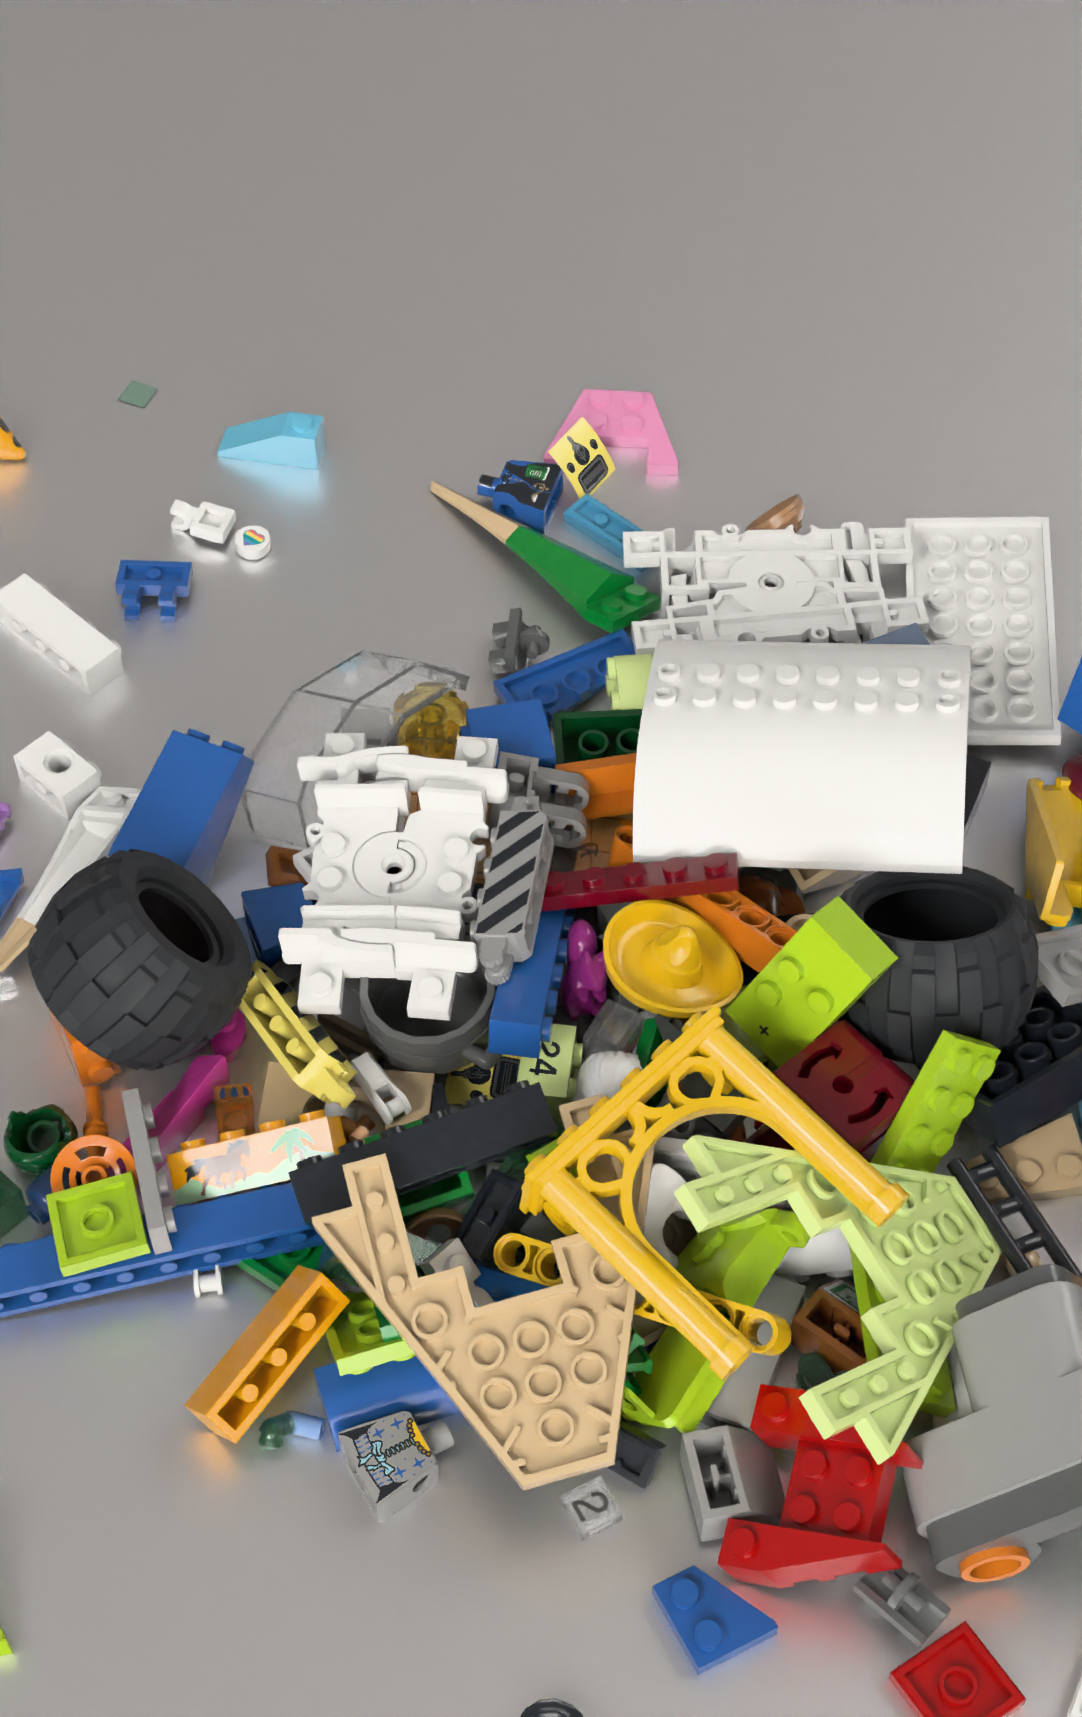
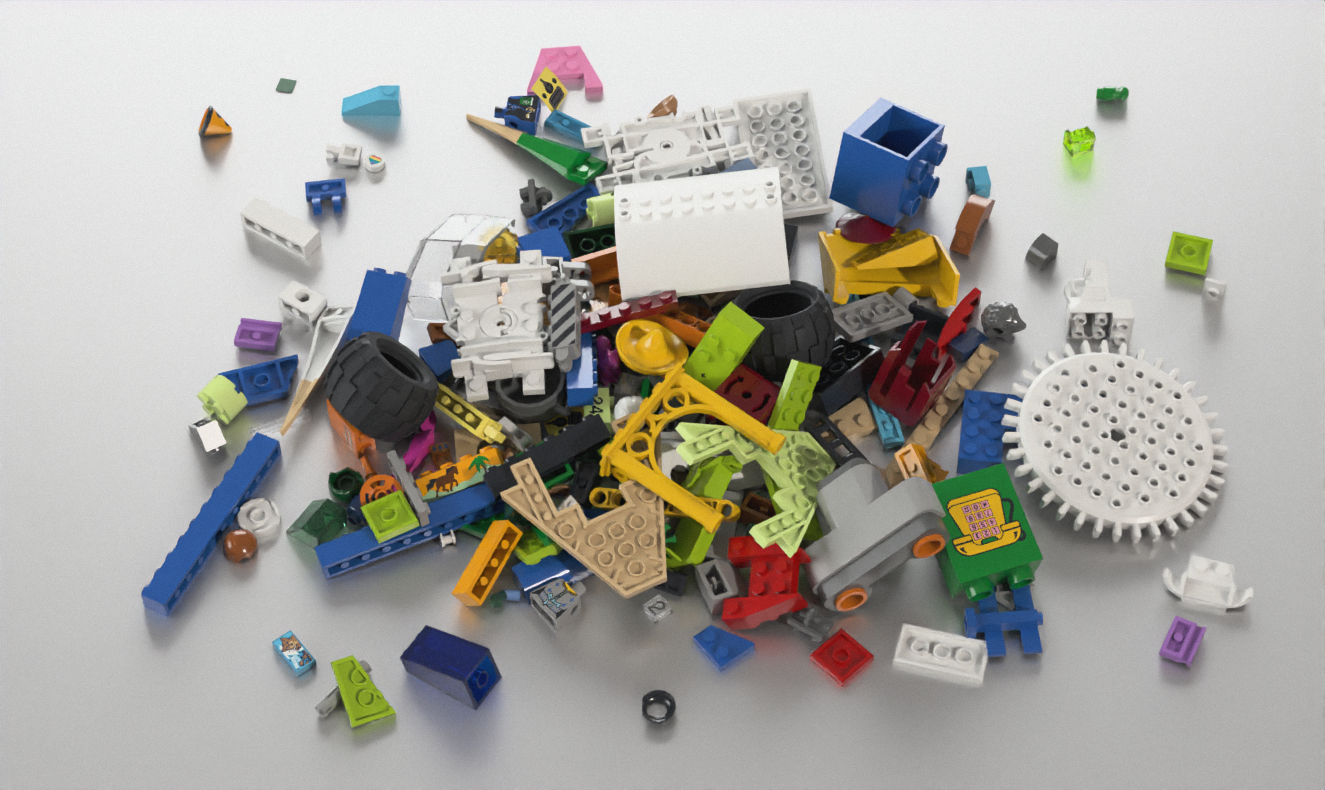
camera: 10 degrees left, 0 degrees up
(148, 1569) = (452, 665): none -> clear blue slope

